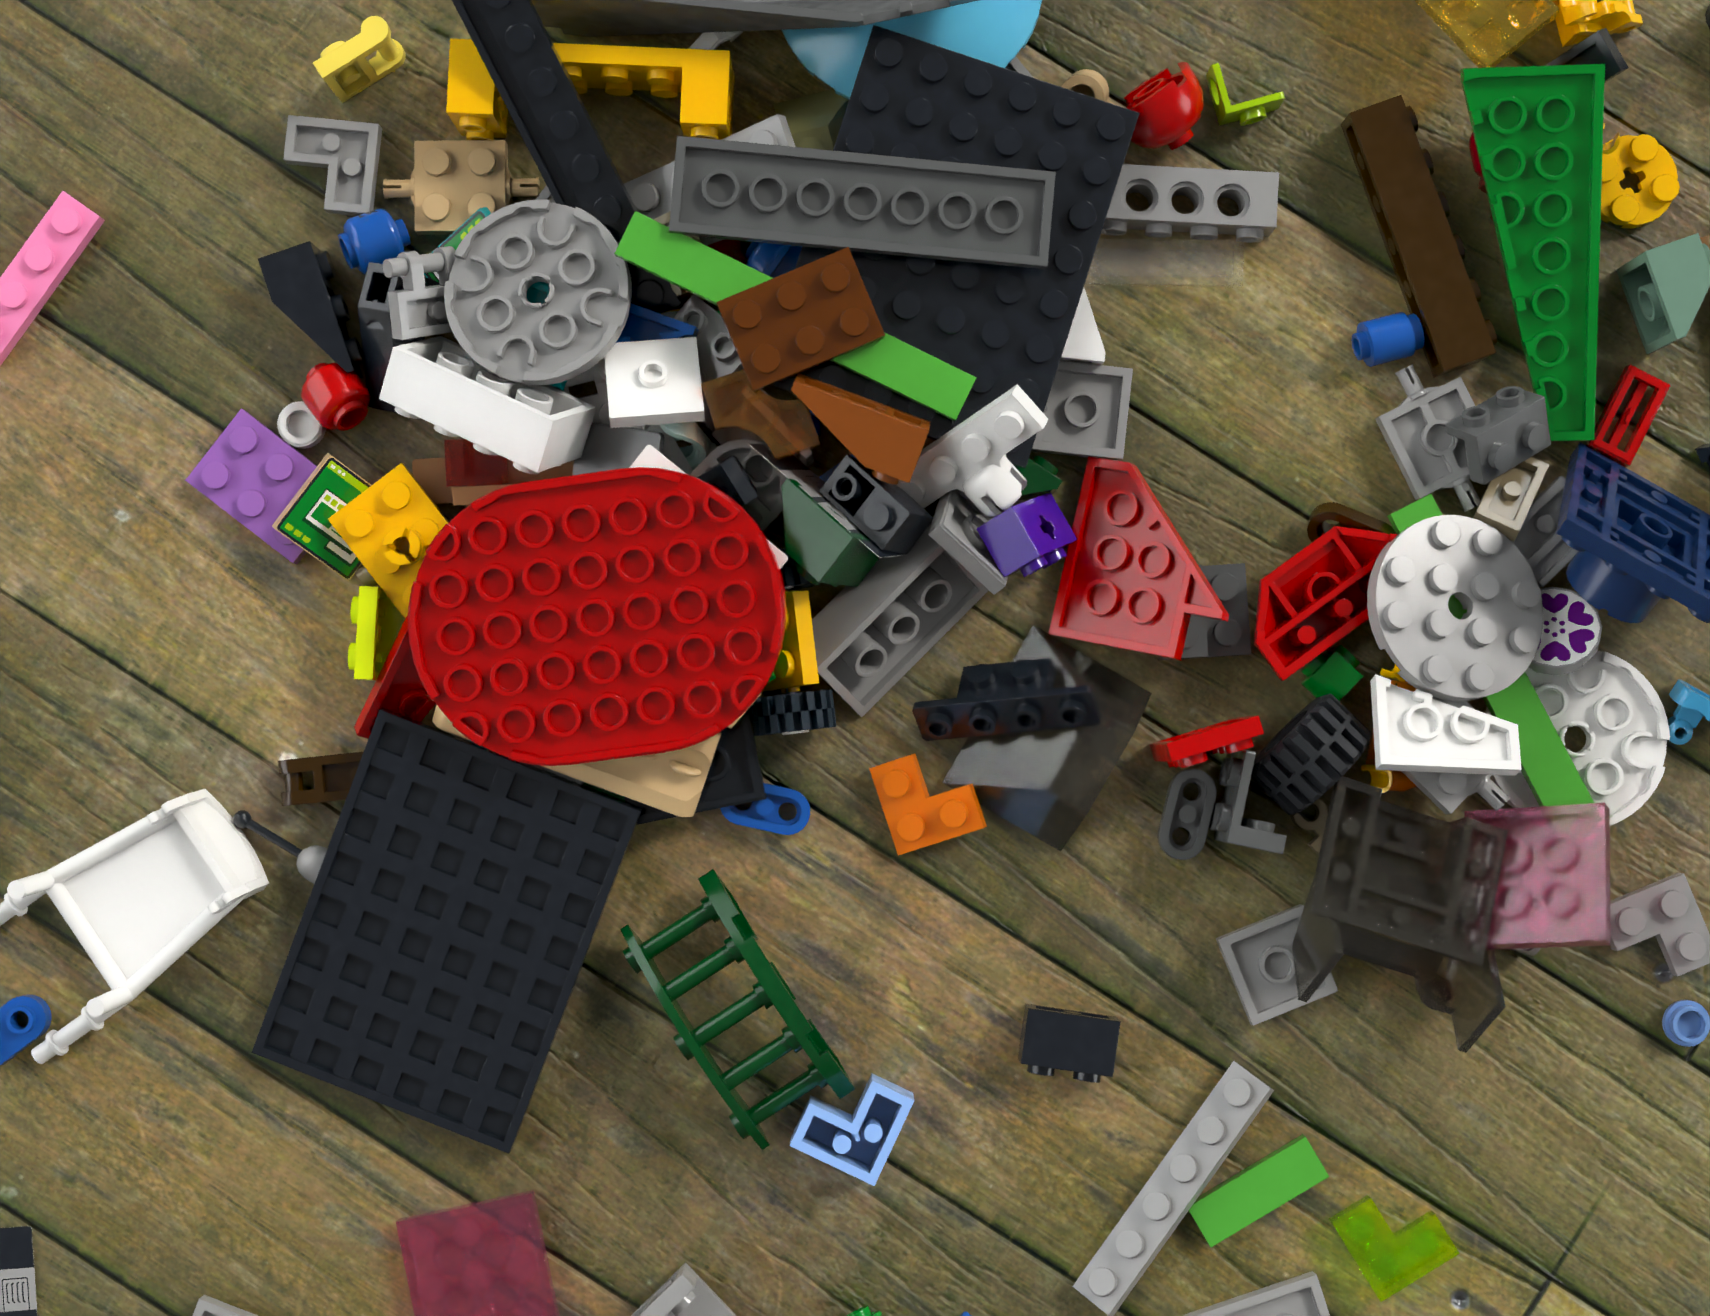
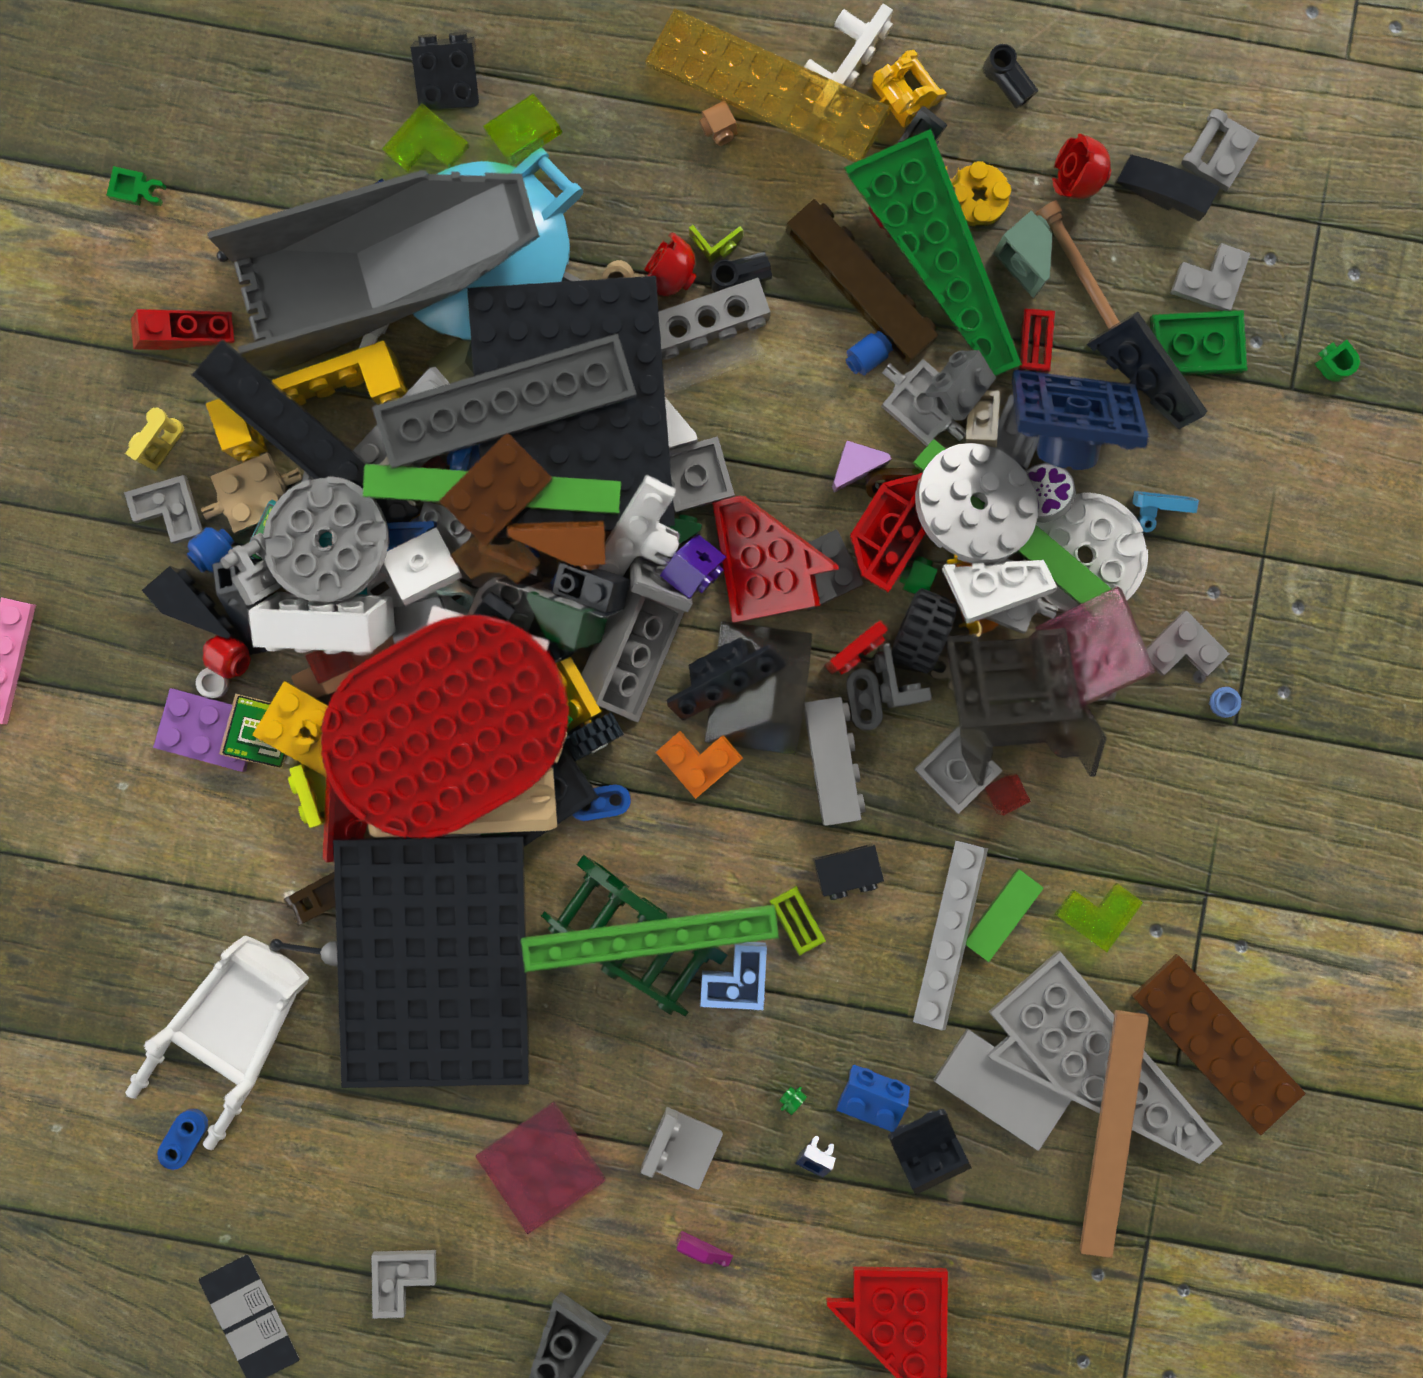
camera: 30 degrees left, 0 degrees up
(759, 1023) = (649, 938): none -> bright green tile
(965, 1042) = (809, 943): none -> lime tile
(1108, 882) = (832, 761): none -> light grey brick
(1258, 154) = (741, 270): none -> black piece
(1310, 483) = (857, 463): none -> lavender slope
(1331, 1026) = (1007, 794): none -> clear red panel

